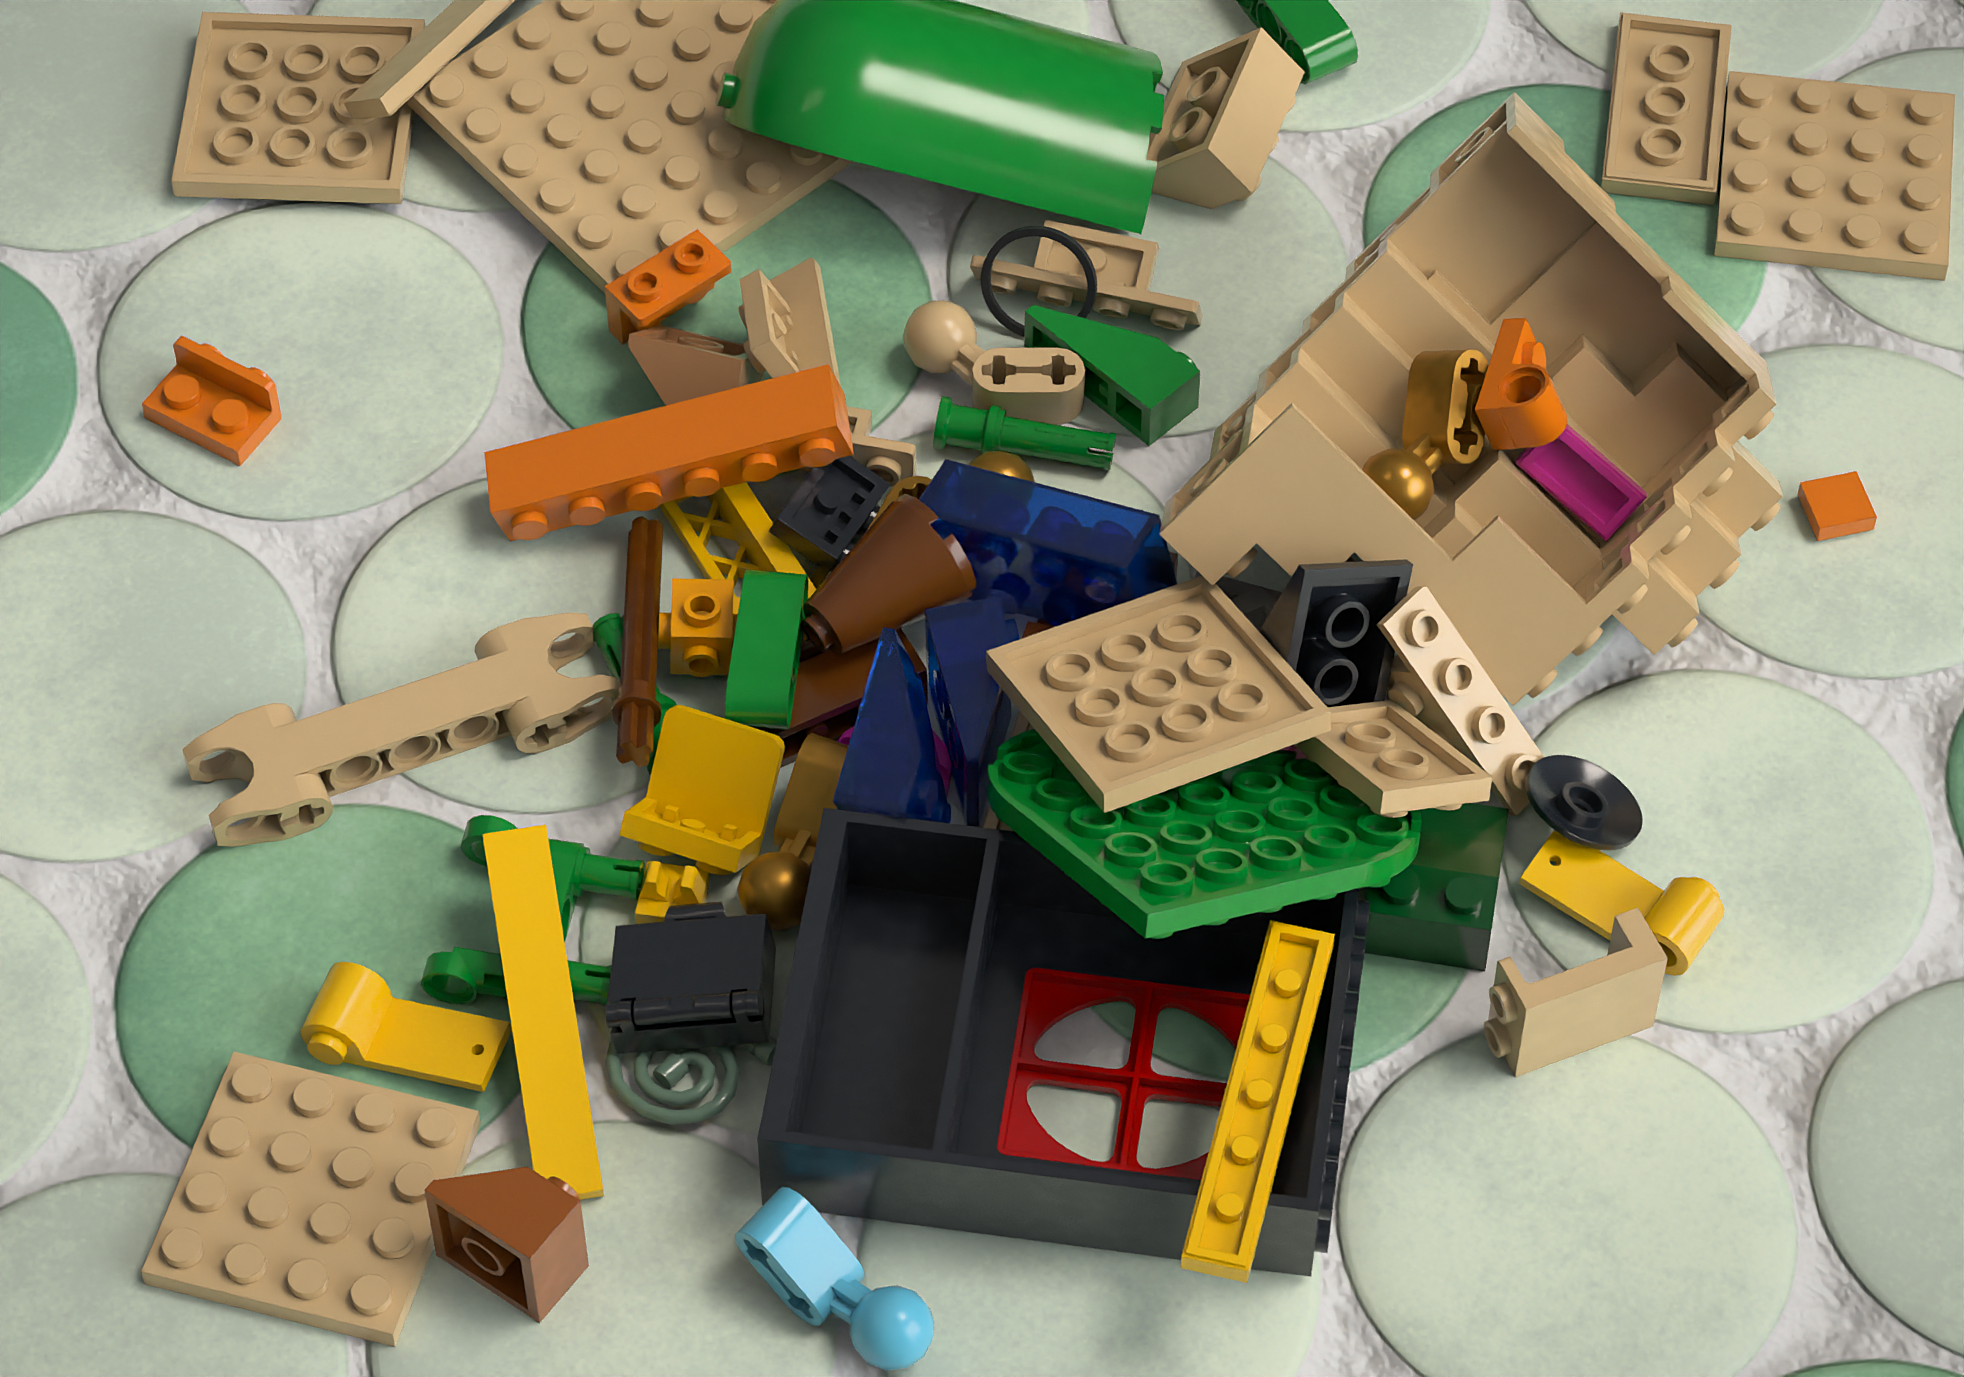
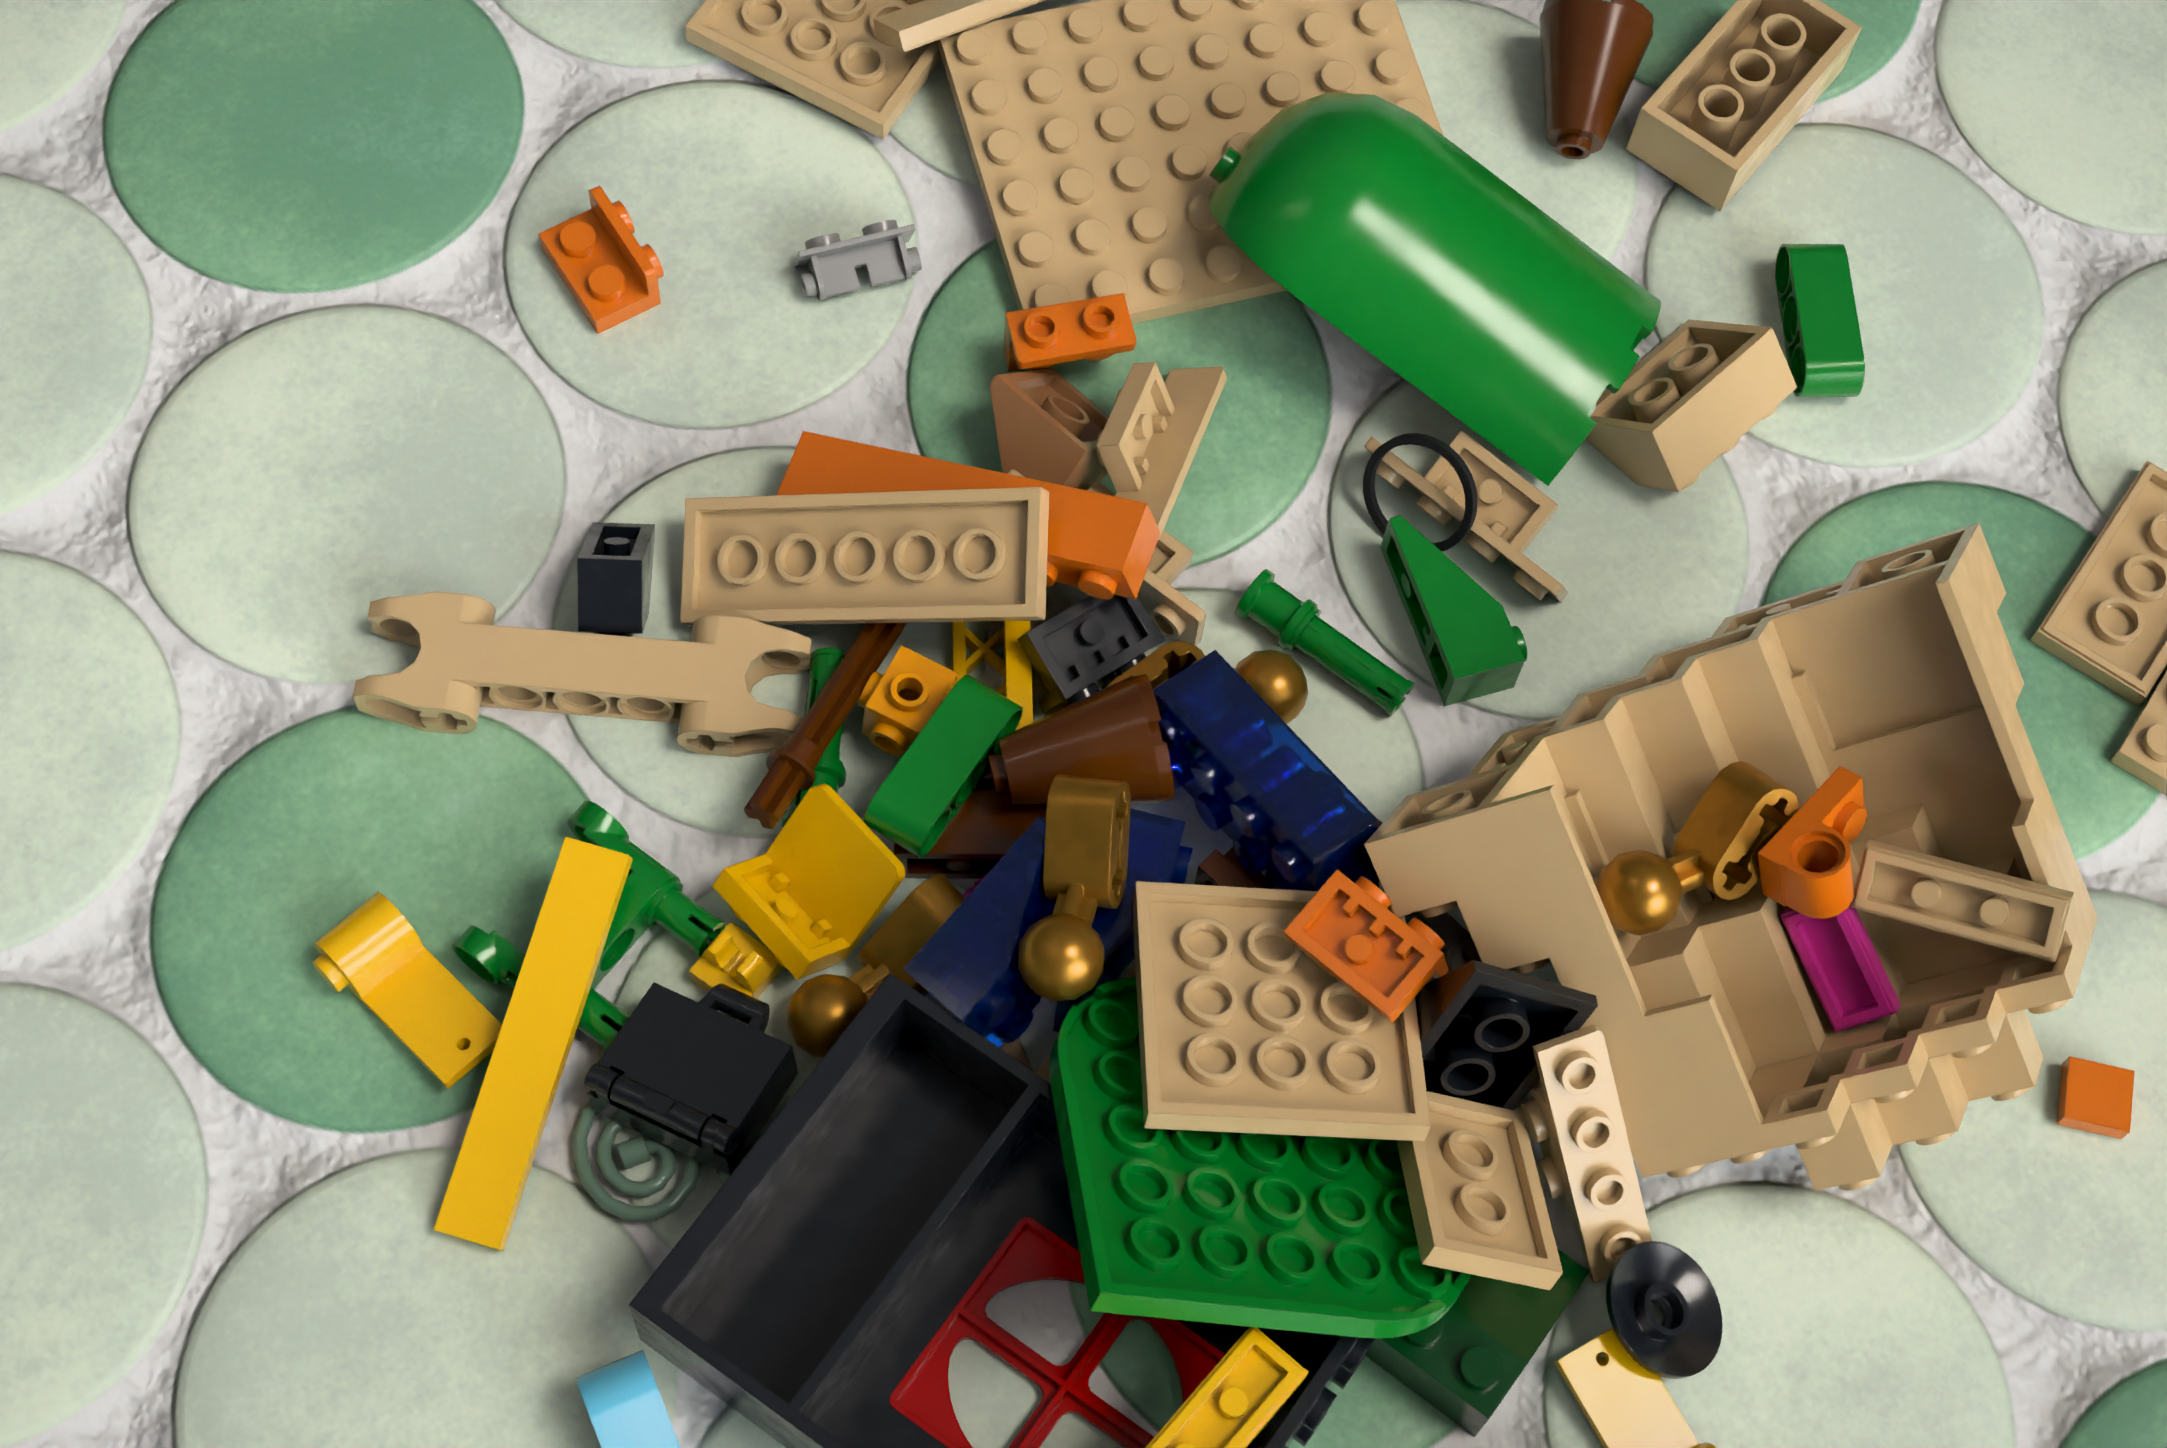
camera: 20 degrees right, 10 degrees up
(310, 1198) = (237, 1120): tan plate -> none
(386, 641) = (615, 578): none -> black slope
(421, 317) = (834, 261): none -> light grey hinge
(511, 1234) = (378, 1270): dark orange slope -> none
(604, 519) = (868, 557): none -> tan plate
(959, 723) = (1082, 871): none -> pearl gold beam
(1025, 382) = (1300, 508): tan beam -> none
(1203, 607) = (1367, 945): none -> orange bracket
(1652, 375) = (1962, 900): none -> tan tile

